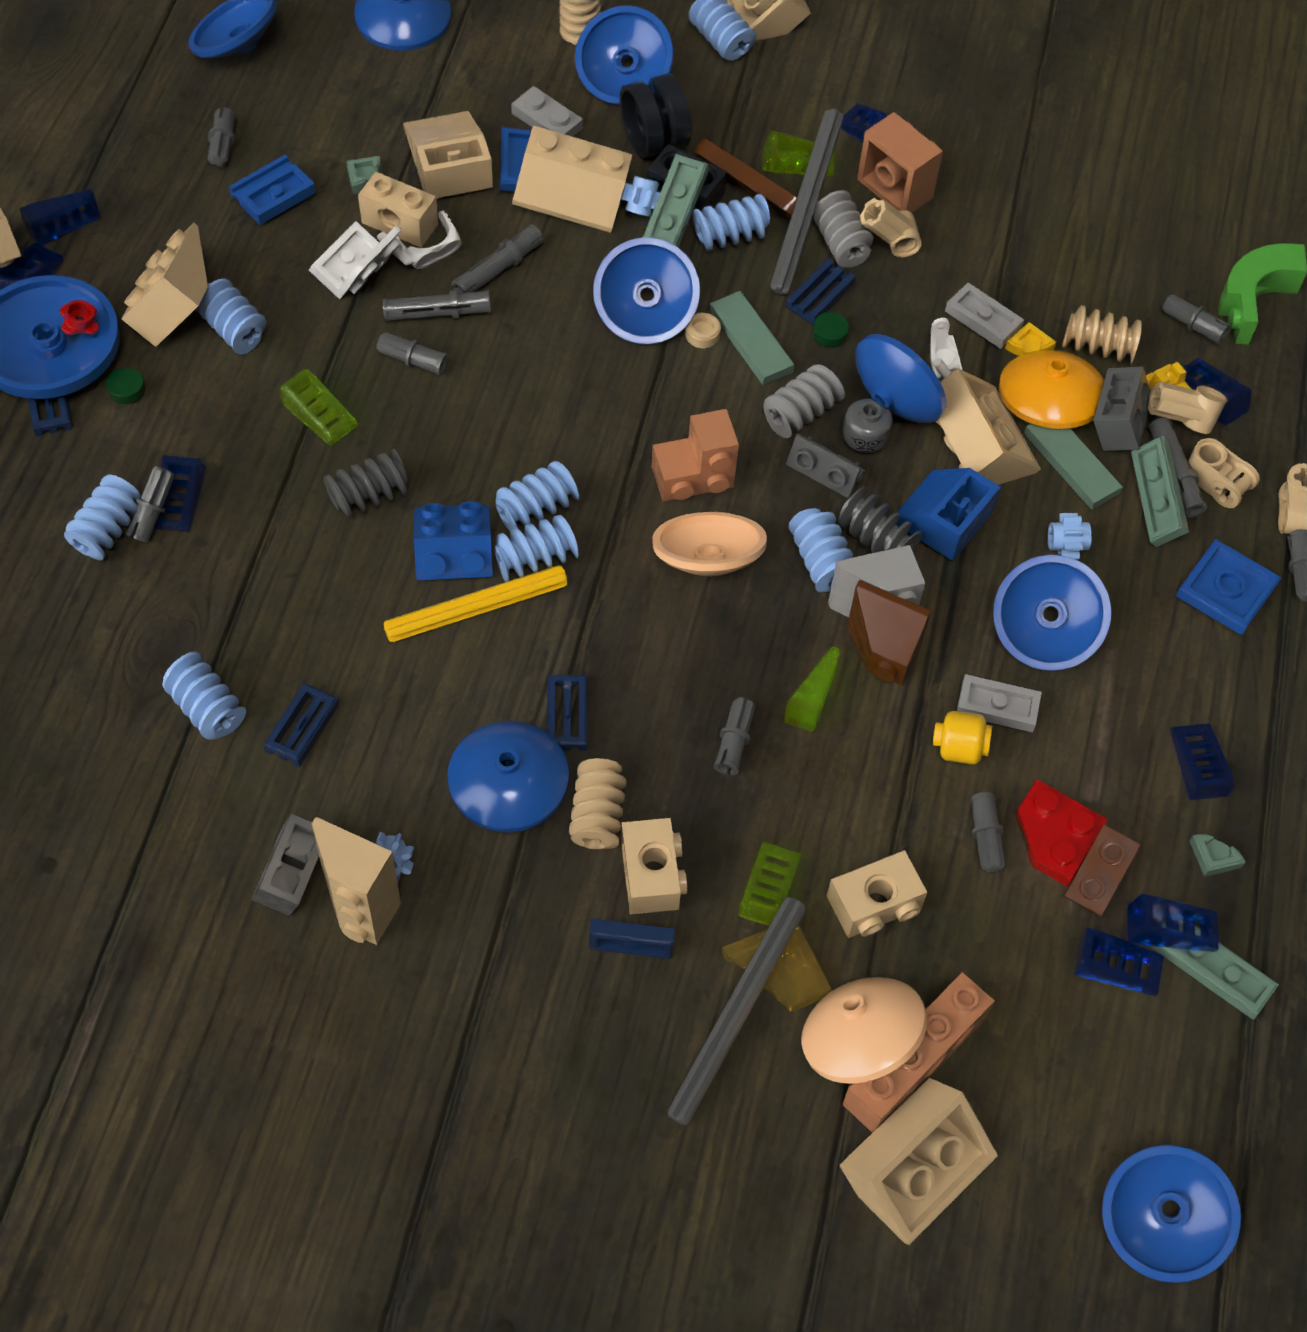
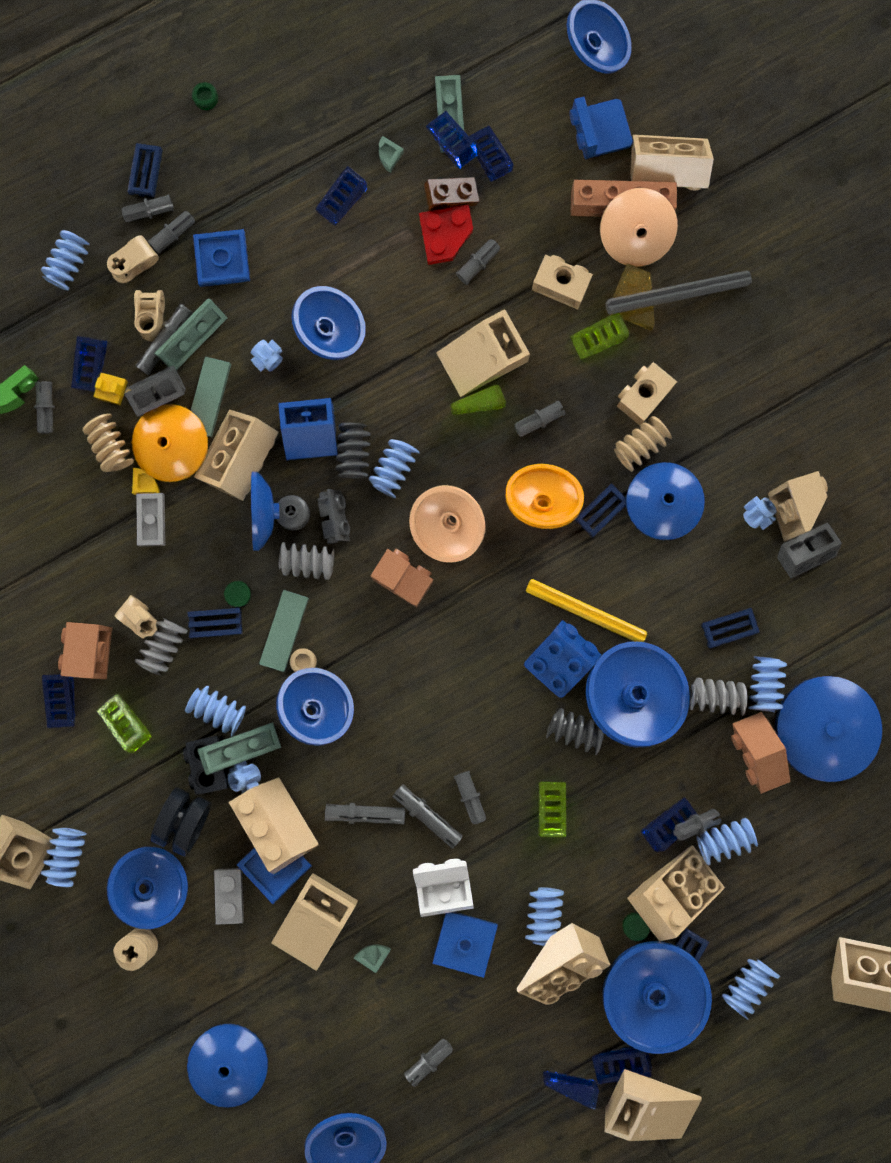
camera: 130 degrees left, 25 degrees up
(79, 310) = (640, 987): red plate -> none
(87, 723) = (829, 728): none -> blue dish
(109, 434) = (676, 894): none -> tan slope
(147, 618) = (762, 752): none -> nougat brick
(247, 636) = (719, 695): none -> light grey piece
(272, 189) = (436, 991): blue plate -> none
(284, 245) = (465, 943): none -> blue plate
(338, 563) = (637, 694): none -> blue dish
(392, 203) = (385, 903): tan brick -> none
(425, 257) = (409, 862): white helmet -> none
(534, 494) = (502, 639): light blue piece -> none
(534, 546) = (531, 610): light blue piece -> none
(631, 938) = (689, 369): dark blue tile -> none
(664, 650) = (547, 487): none -> light orange dish
(747, 178) = (172, 731): reddish brown beam -> none
(806, 202) = (164, 678): dark grey axle -> none
(866, 743) = (483, 353): none -> tan slope
(886, 631) = (420, 389): reddish brown slope -> none
(889, 570) = (393, 412): light grey slope -> none
(943, 350) = (205, 511): white helmet -> none
(963, 737) = (440, 310): yellow head -> none
(1000, 702) = (401, 312): light grey plate -> none
(1042, 1113) = (600, 127): none -> blue bracket
(1195, 408) = (120, 358): tan piece -> none

